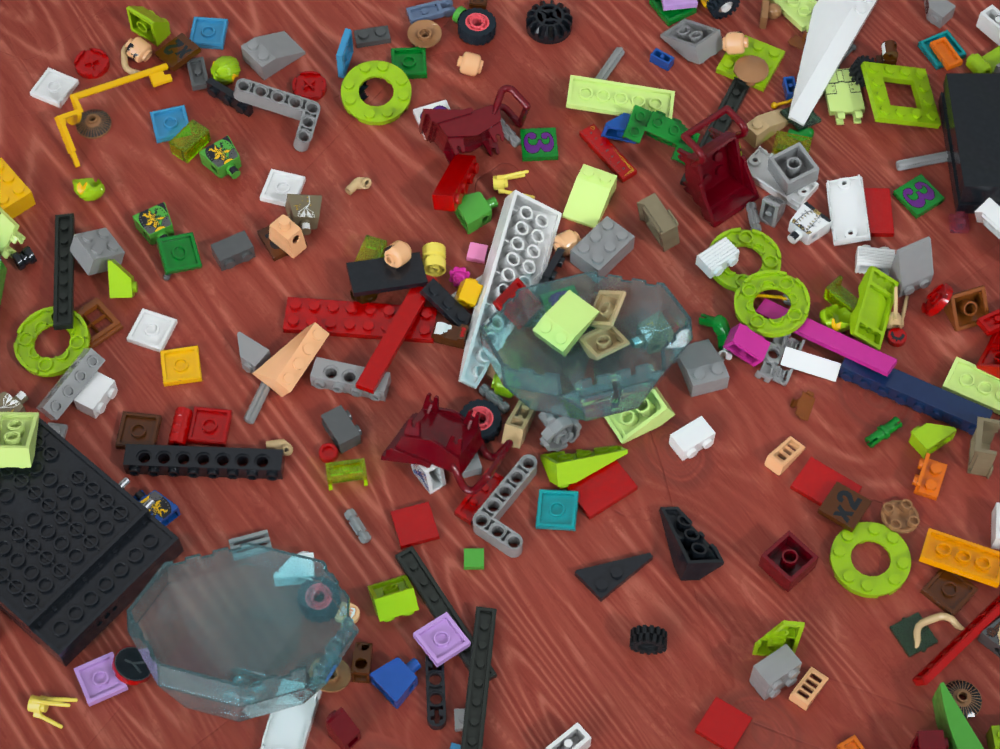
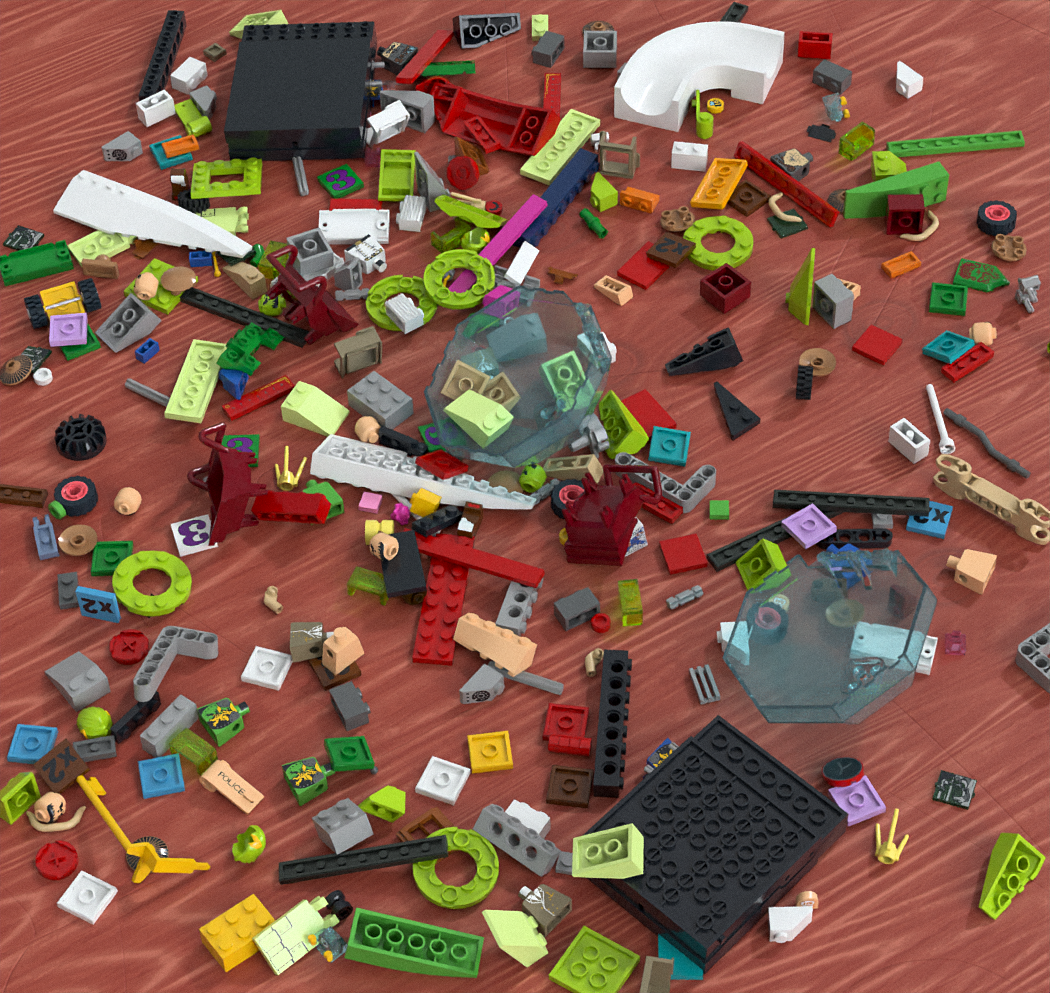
camera: 85 degrees left, 10 degrees down
(152, 170) = (231, 785): none -> light nougat door
(216, 120) = (175, 718): none -> light grey brick
(688, 649) = (821, 360): none -> medium nougat dish
(947, 240) = (396, 174): none -> lime slope

